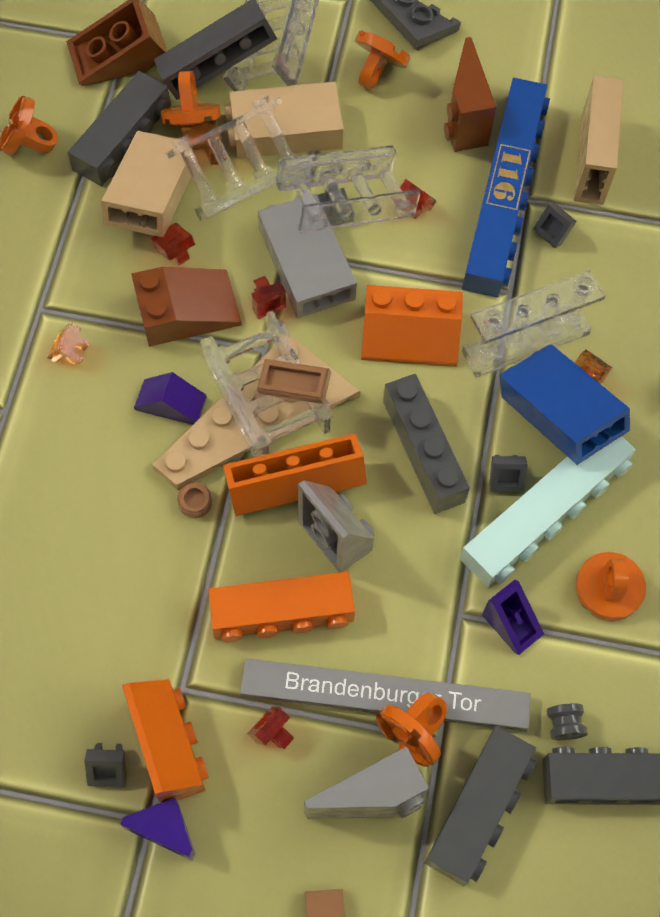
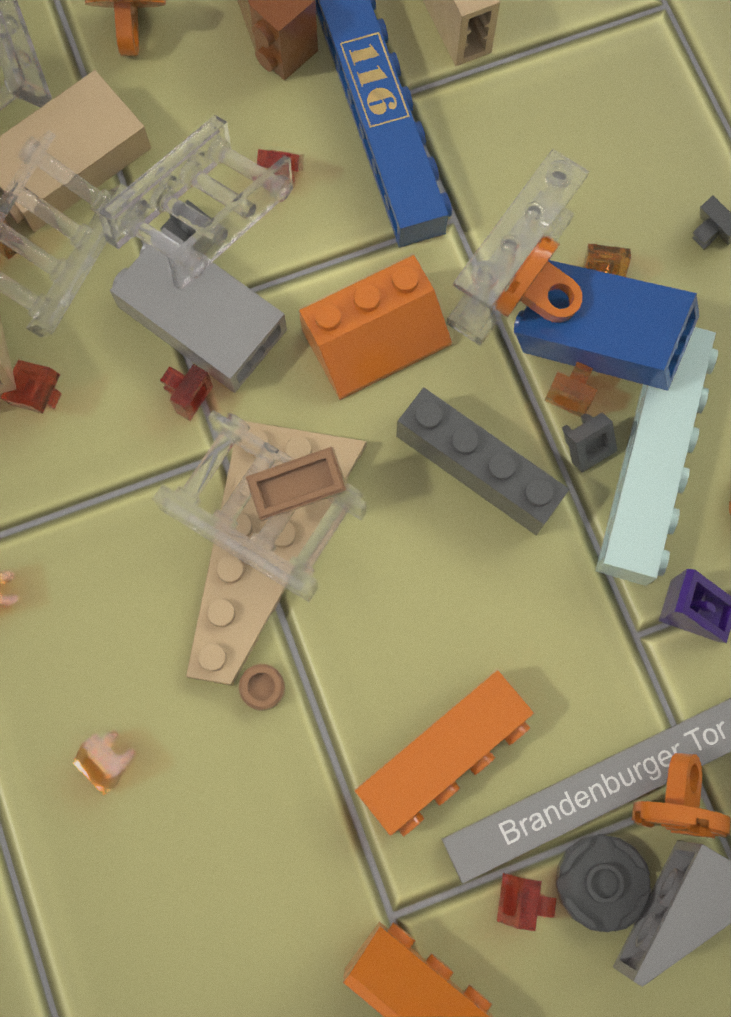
camera: 30 degrees left, 10 degrees up
(66, 483) = (100, 763): none -> clear orange tile
(171, 398) = (154, 582): dark purple slope -> none
(184, 302) = (93, 453): dark orange slope -> none
(275, 477) = (362, 589): orange brick -> none
(331, 751) = (603, 883): none -> dark grey tile
(333, 525) = (448, 624): light grey slope -> none
(516, 435) = (572, 392): none -> clear orange tile
(528, 344) = (534, 282): none -> orange tile
(554, 224) = (458, 109): dark grey tile -> none

